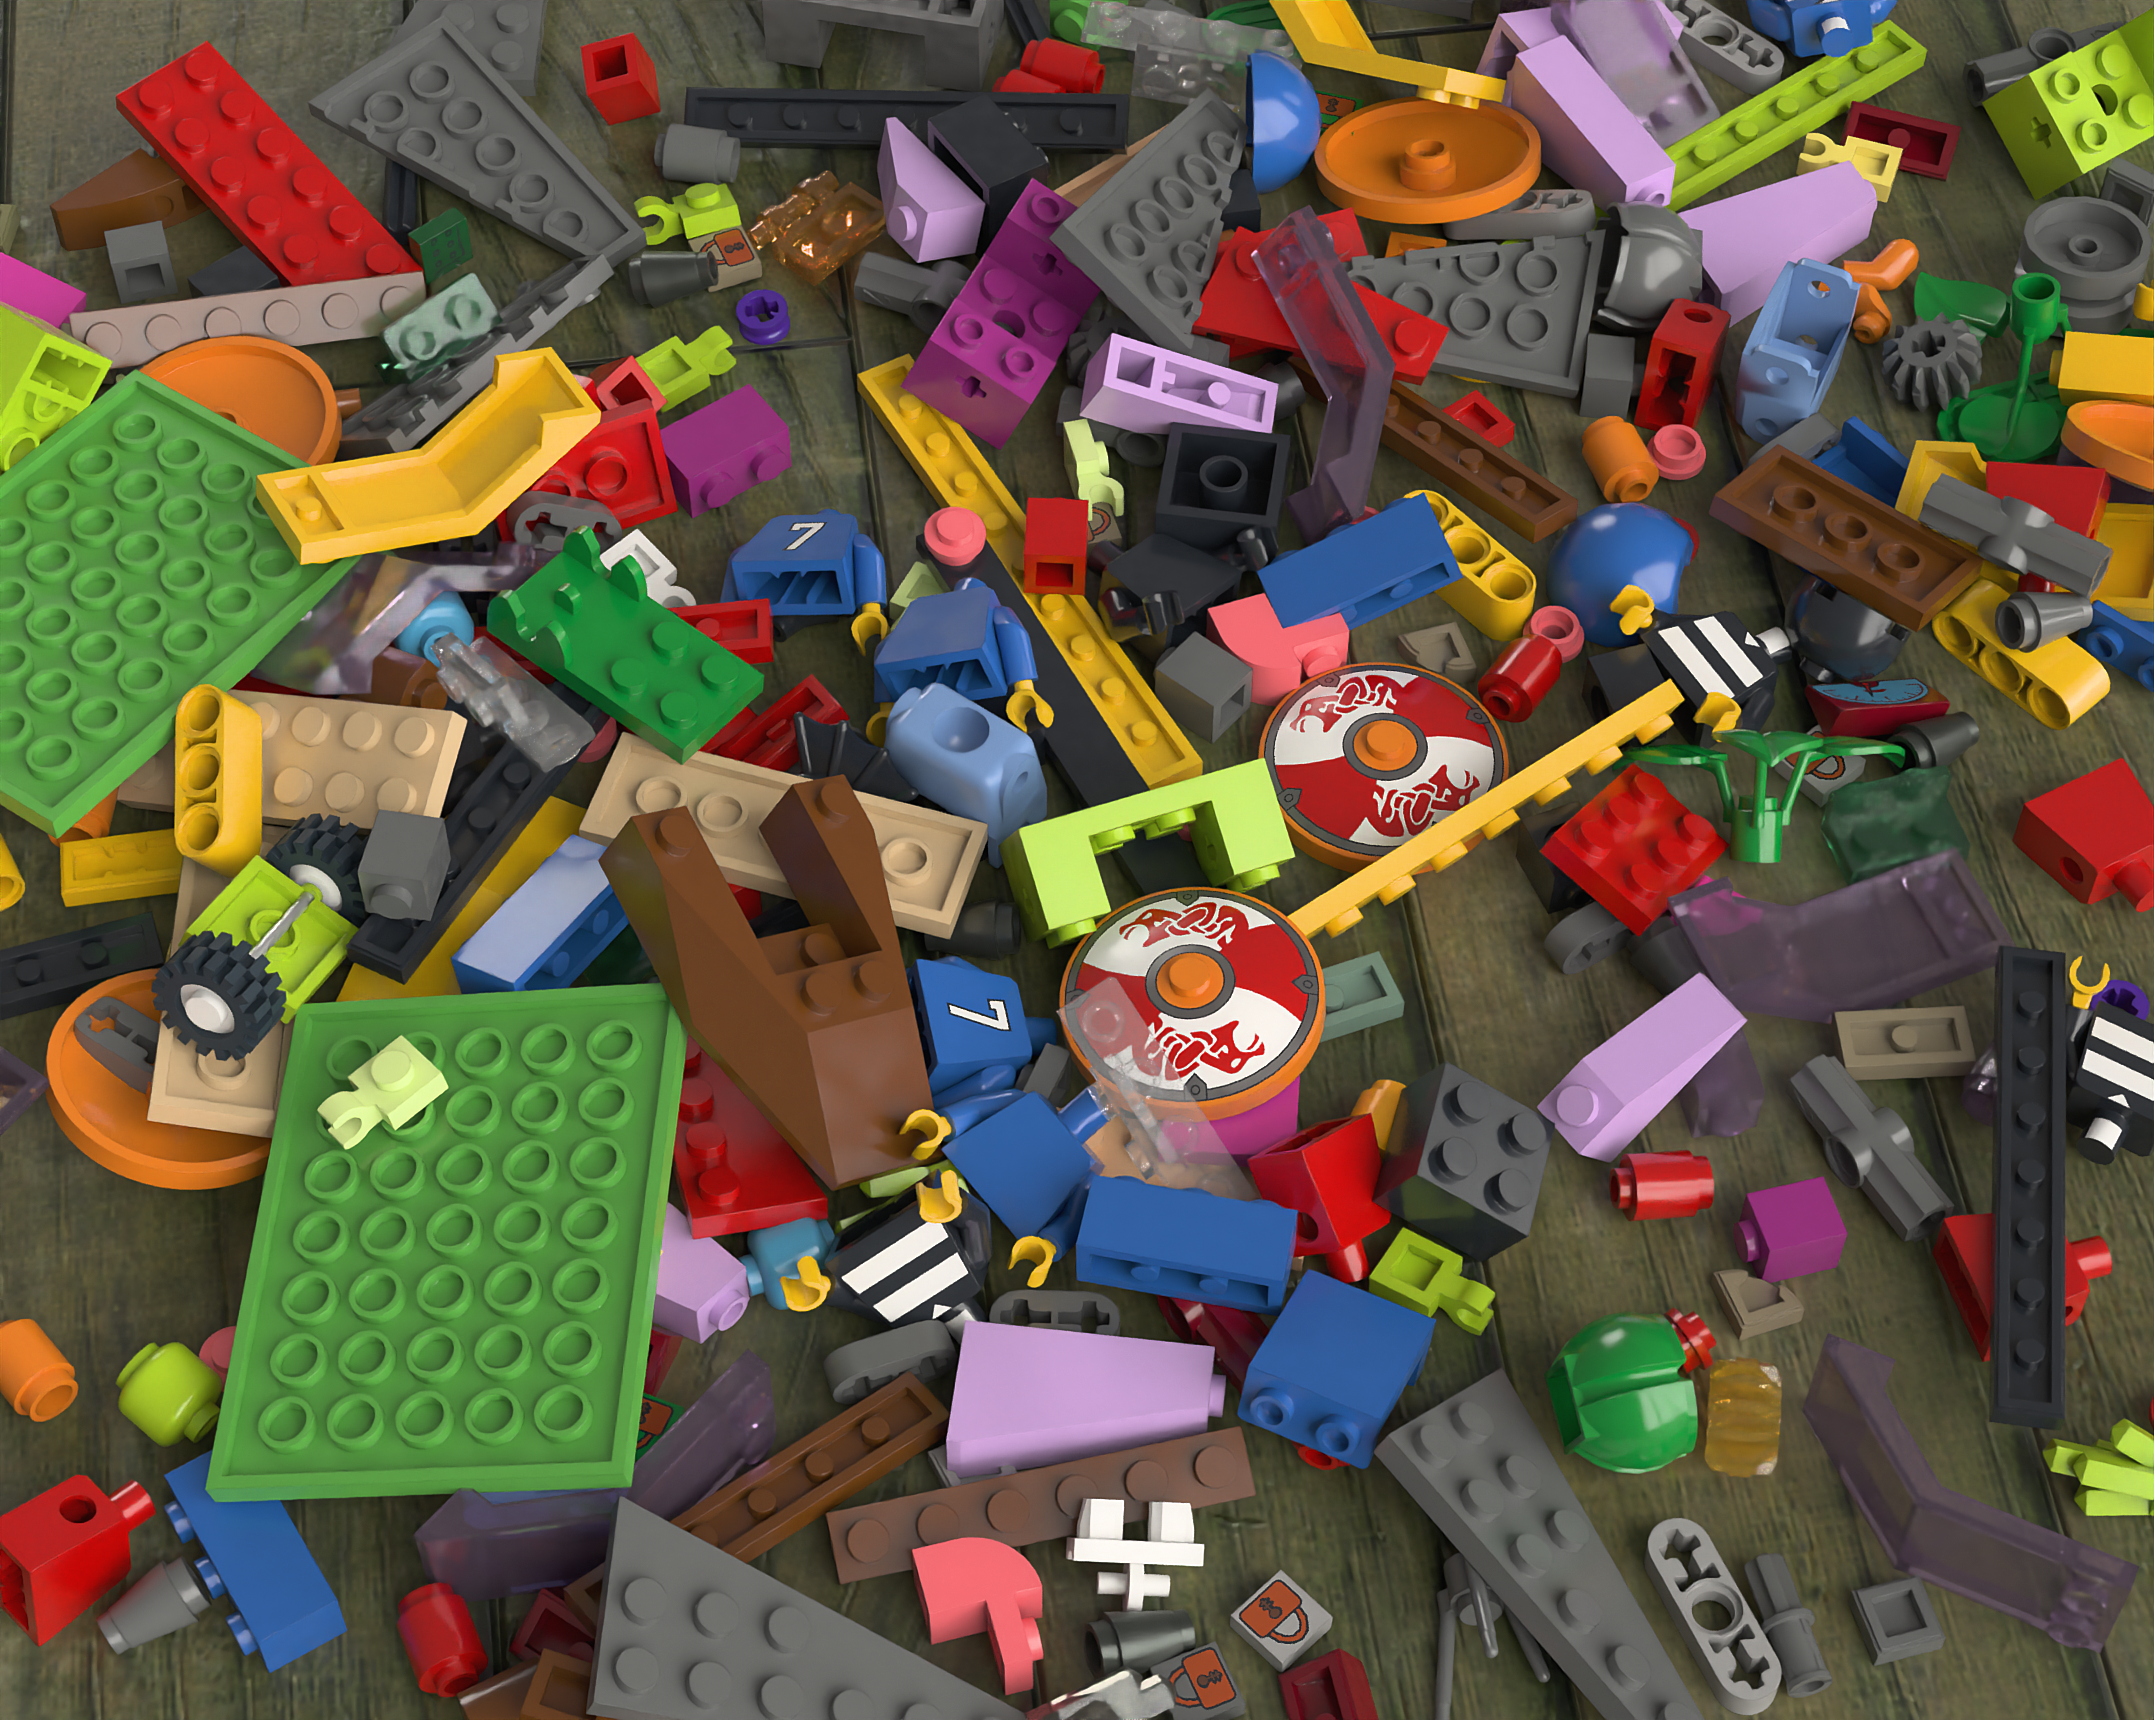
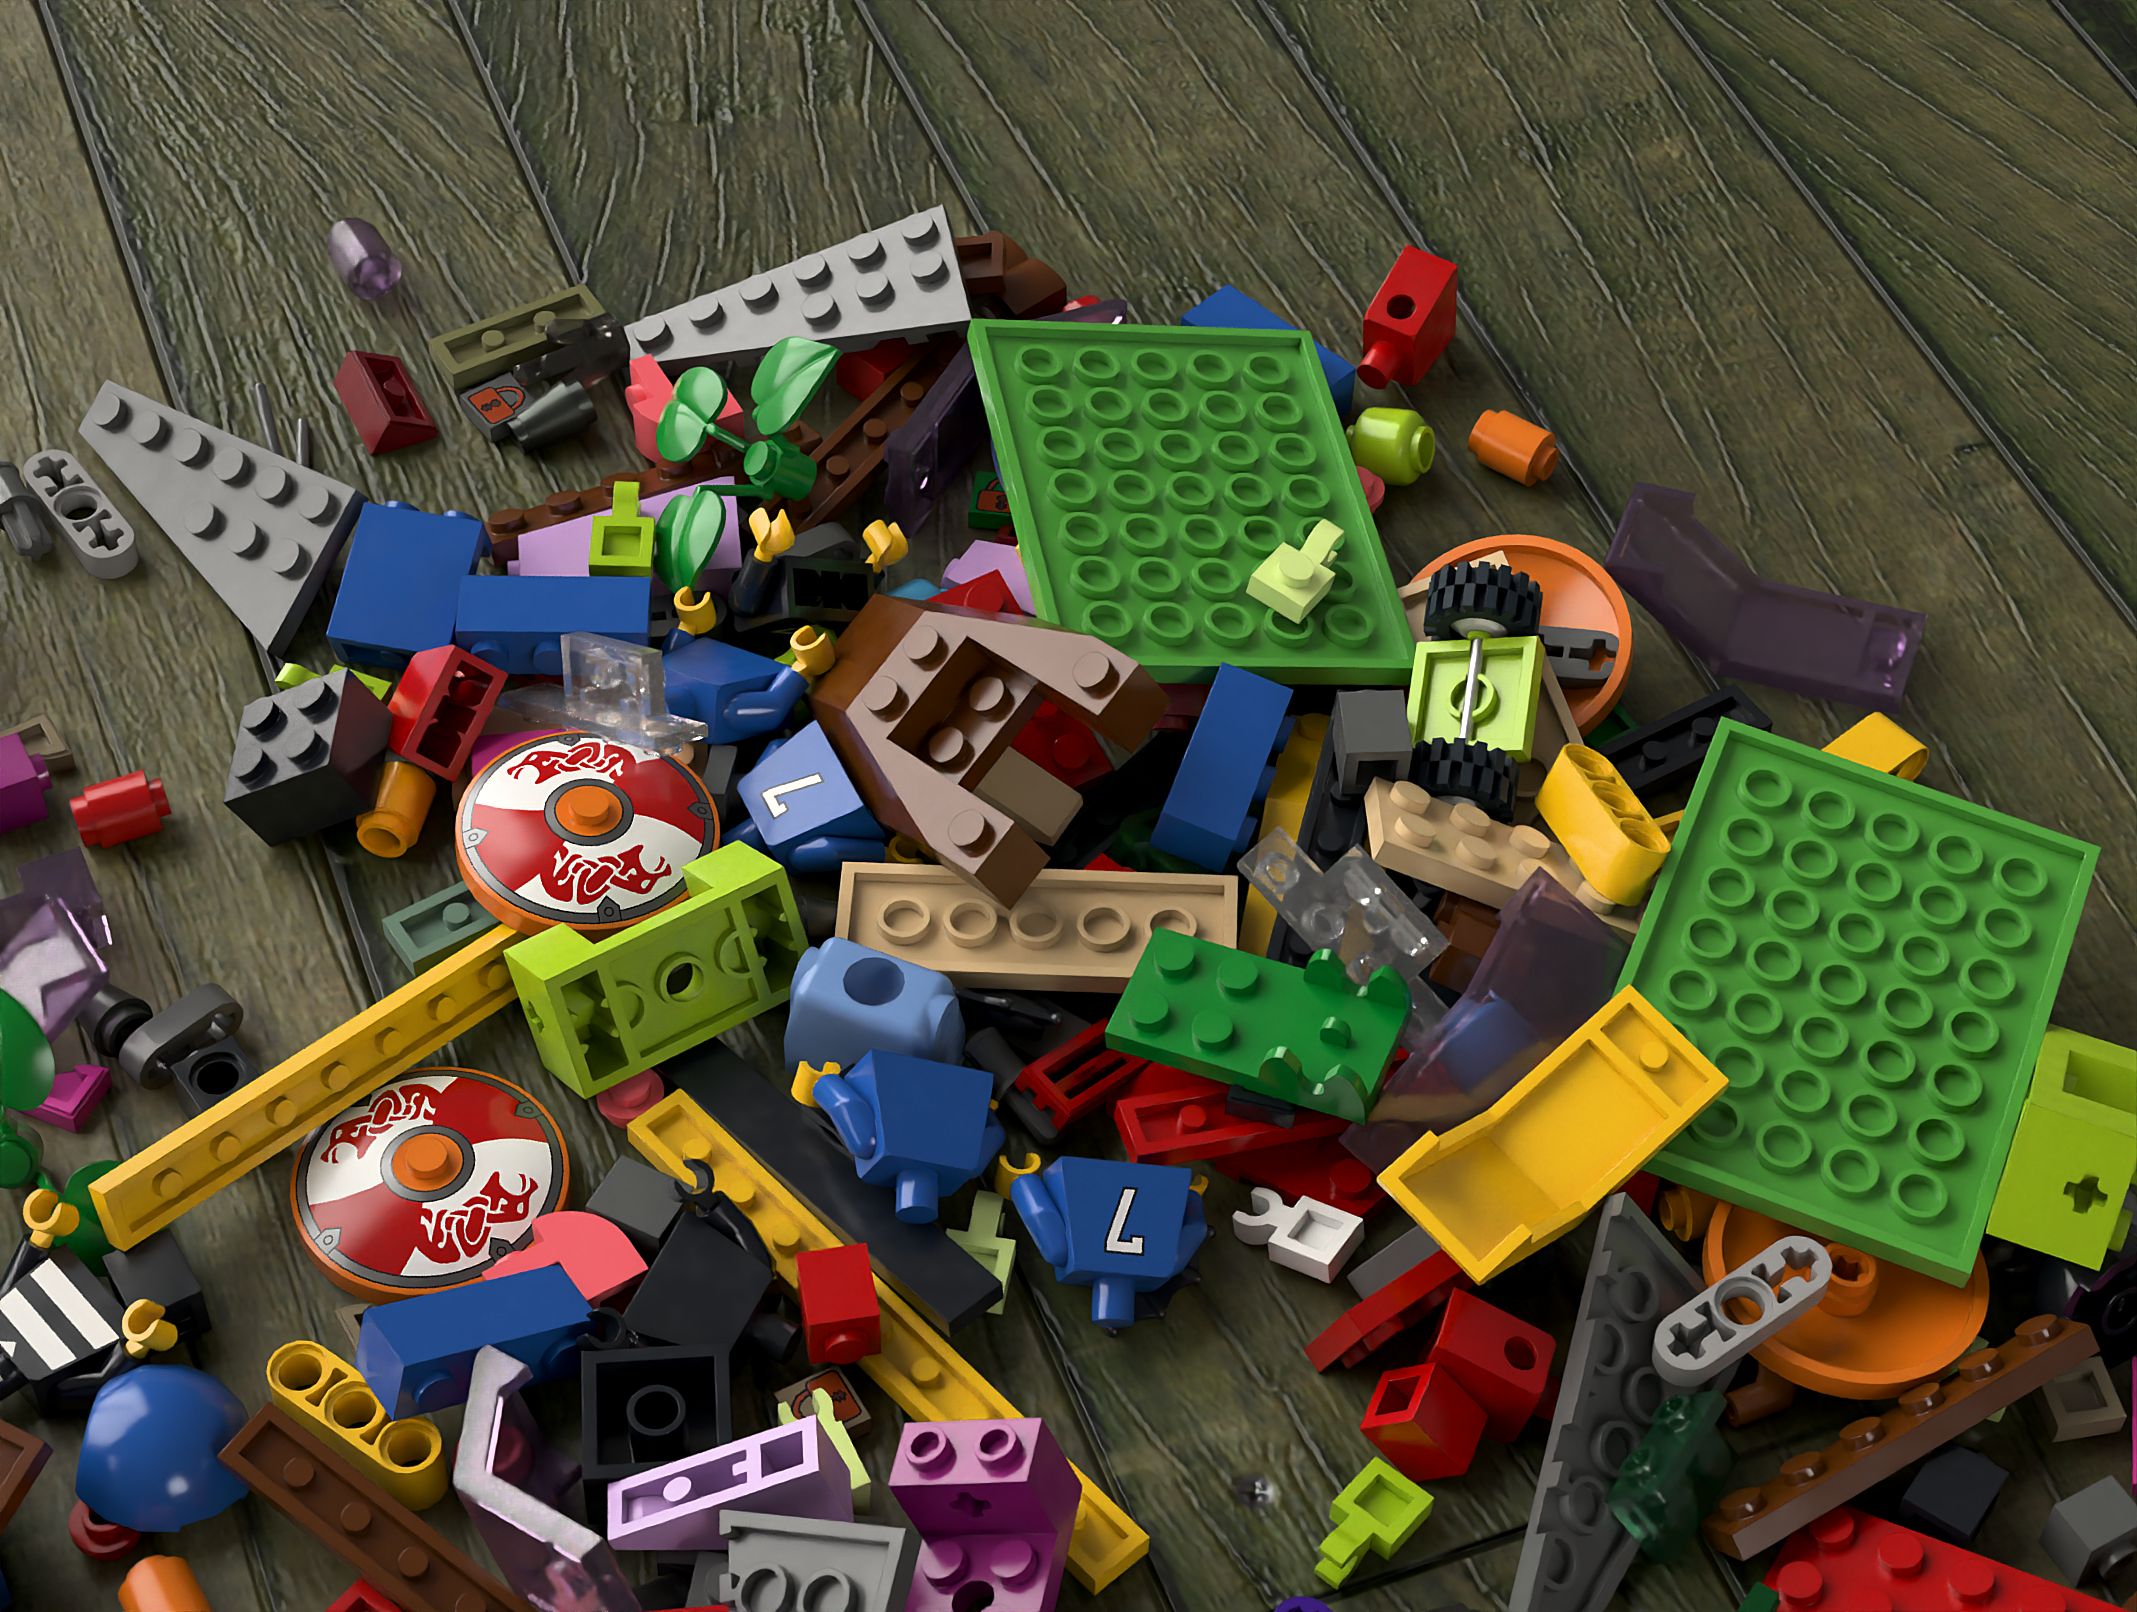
camera: 165 degrees right, 5 degrees down
(155, 1606) = (1330, 321): dark grey cone -> none
(316, 400) = (1731, 1340): none -> light grey beam
(725, 450) = (1275, 1405): magenta brick -> none
(880, 1340) = (782, 389): none -> green plant
(954, 535) = (954, 1270): coral plate -> none
(1092, 1338) = (625, 541): none -> lime plate
(1168, 1544) = (564, 459): white hips -> none
(1281, 1621) = (439, 458): tile -> none
(1520, 678) = (281, 1297): red brick -> none
(1558, 624) = (243, 1355): coral plate -> none
(1623, 1395) = (157, 596): green piece -> none
(1635, 848) = (144, 1068): red plate -> none
(1640, 1069) = (145, 846): lavender slope -> none
(1694, 1338) = (99, 688): red plate -> none
(1743, 1417) = (47, 616): clear yellow gear -> none

